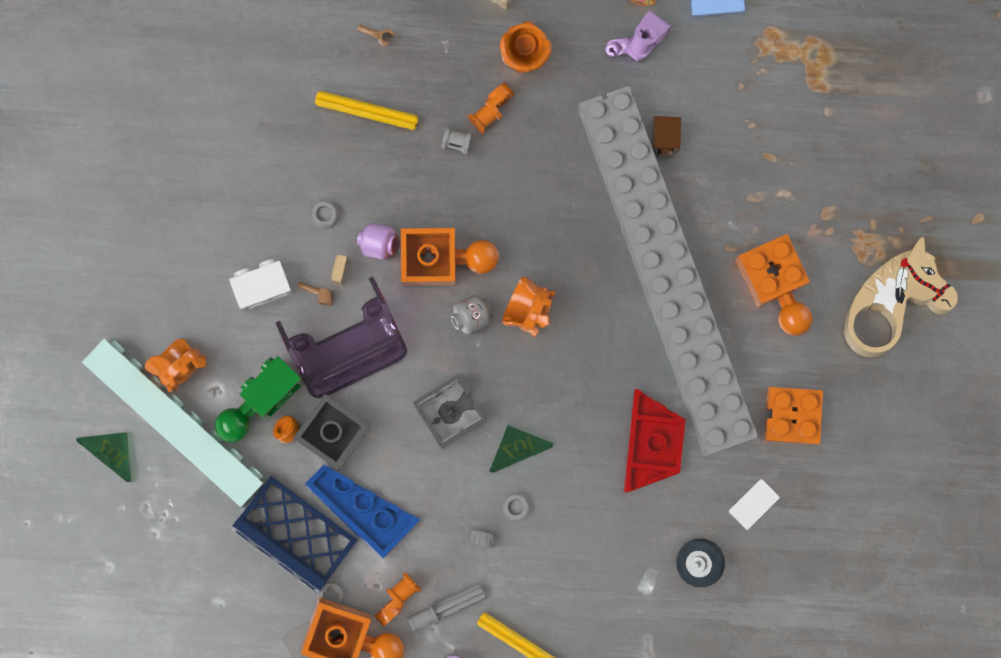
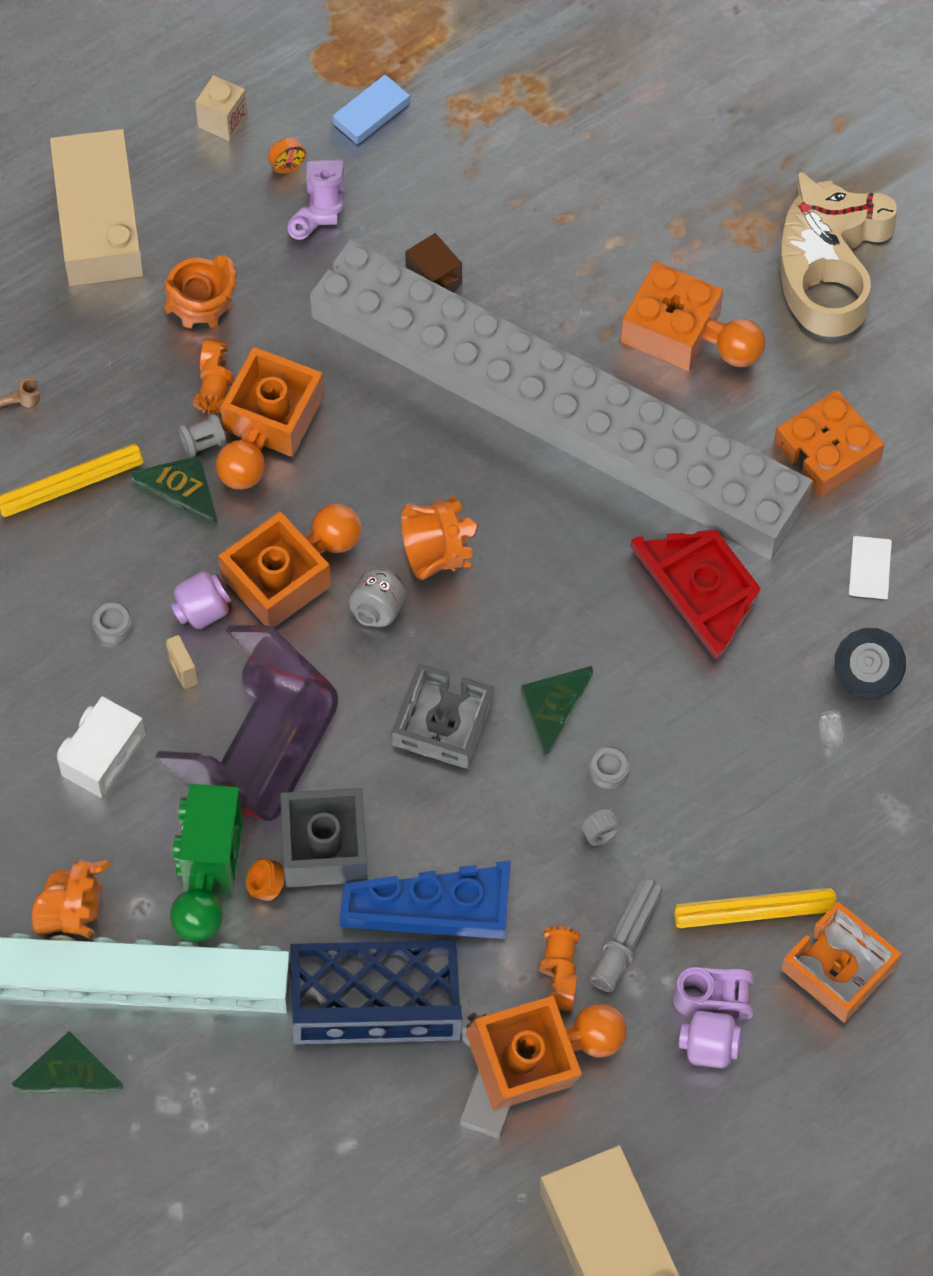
camera: 35 degrees left, 20 degrees down
(324, 295) = (184, 703): medium nougat hand -> none
(424, 160) = (180, 484): none -> clear green tile
(503, 170) = (267, 408): none -> orange brick

